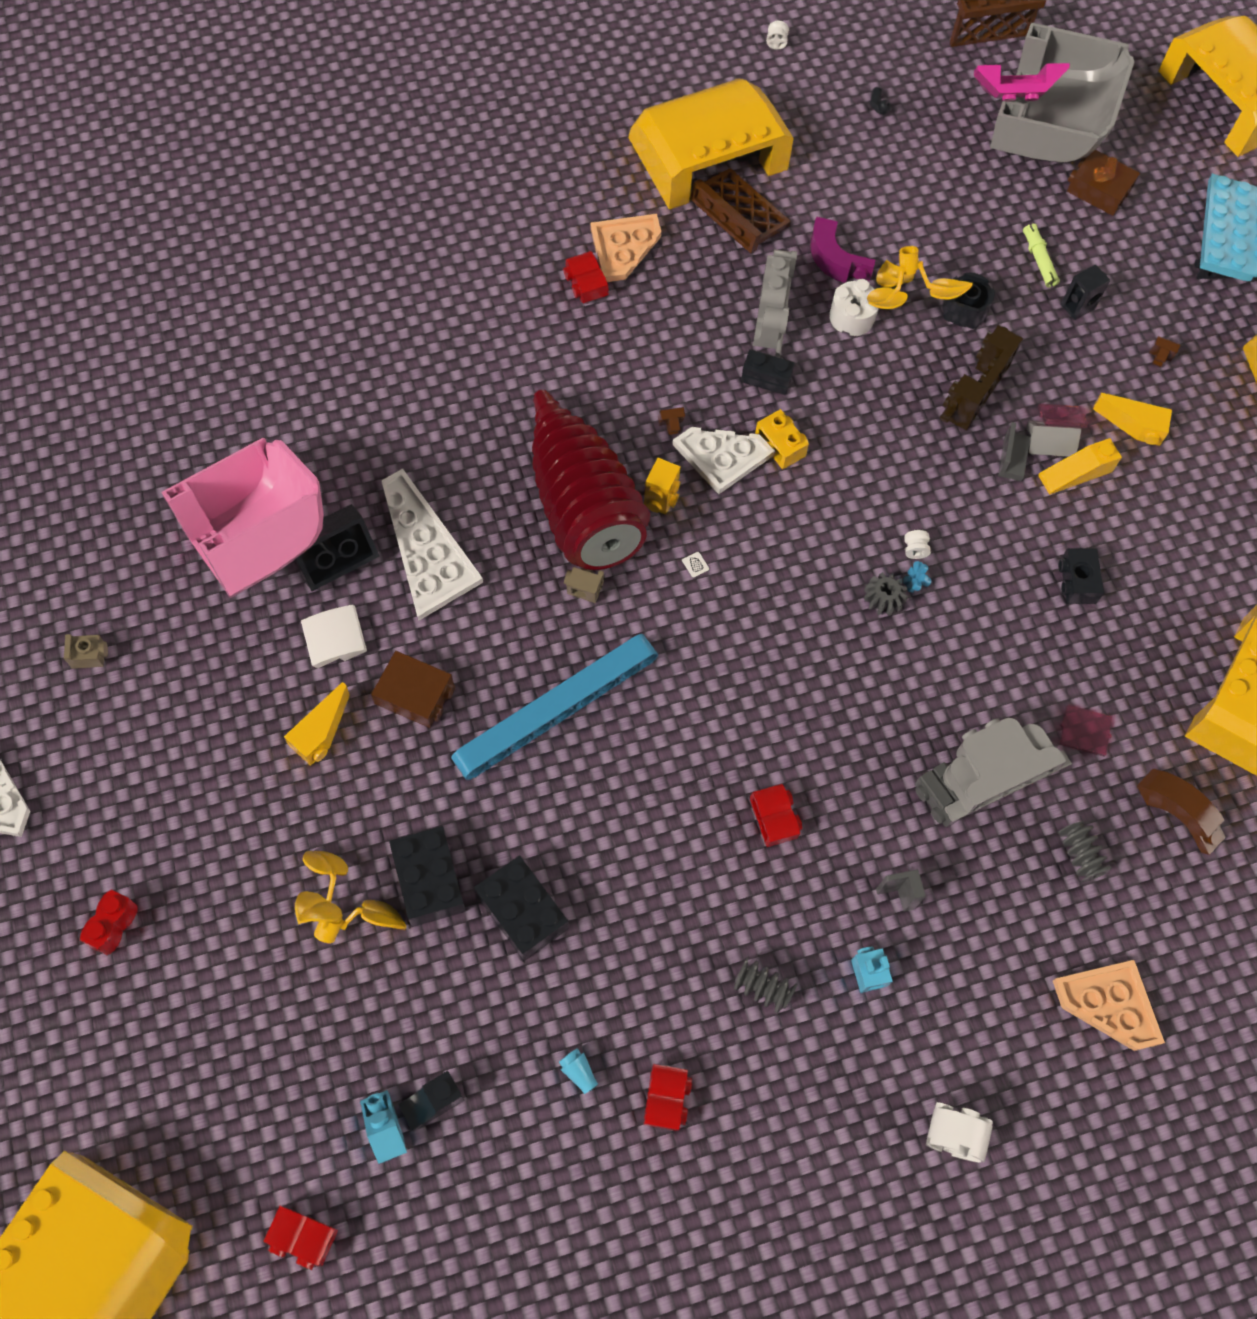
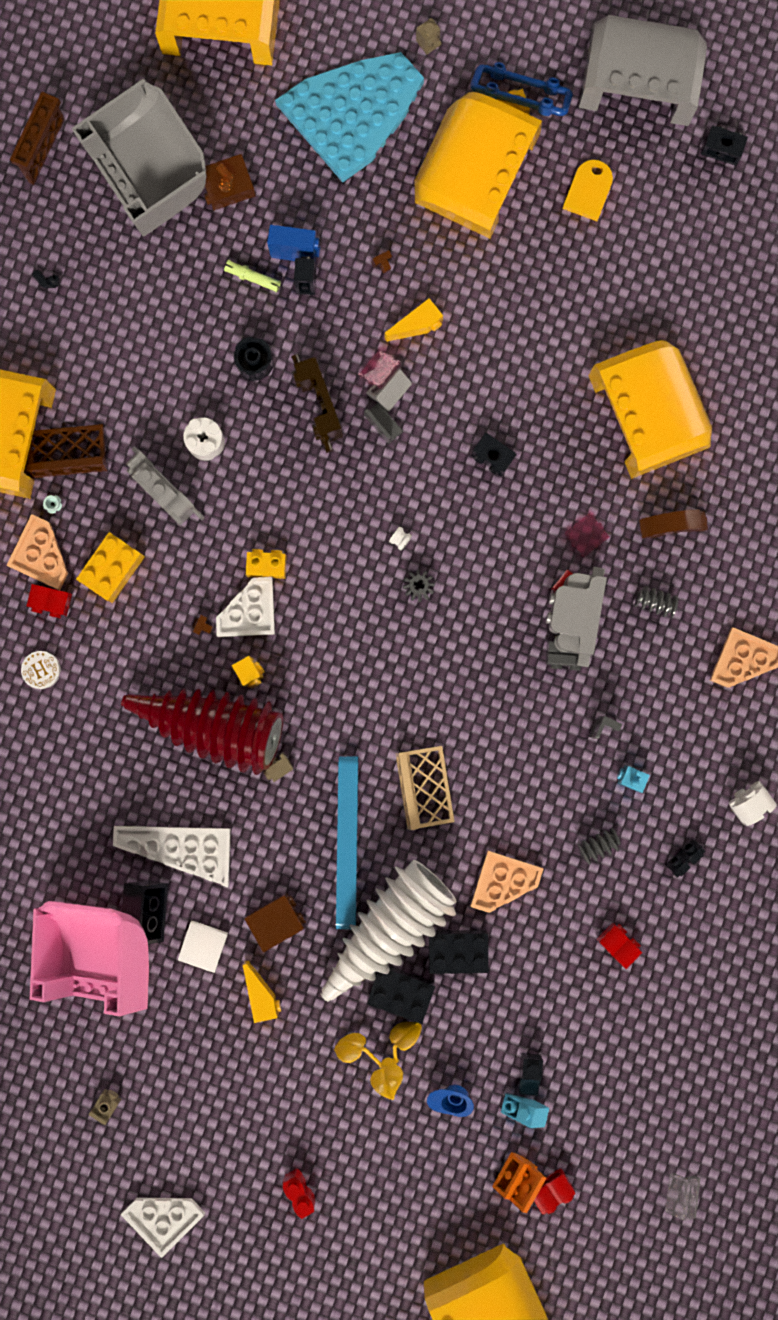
camera: 50 degrees left, 20 degrees up
(287, 1180) = (519, 1181): none -> orange brick
(335, 1022) = (451, 1100): none -> blue piece
(498, 802) = (391, 927): none -> white cone
(511, 313) = (40, 670): none -> white tile
(578, 1070) = (570, 982): medium azure cone -> none
(640, 905) = (503, 881): none -> light nougat plate
(662, 307) = (110, 567): none -> yellow brick
(662, 730) = (408, 790): none -> tan fence
(680, 226) = (52, 499): none -> light aqua plate
(695, 564) = (312, 685): white sticker -> none
(767, 371) = (210, 536): black brick -> none
(775, 815) = (508, 763): red brick -> none
(819, 1101) = (679, 863): none -> black hinge
(833, 259) = (151, 421): magenta arch -> none
(892, 275) = (199, 387): yellow plant -> none
(917, 577) = (422, 556): dark azure plant -> none
(1018, 86) = (118, 185): dark pink wedge -> none
(1081, 466) = (422, 390): yellow slope -> none
(1106, 252) = (292, 243): none -> blue brick

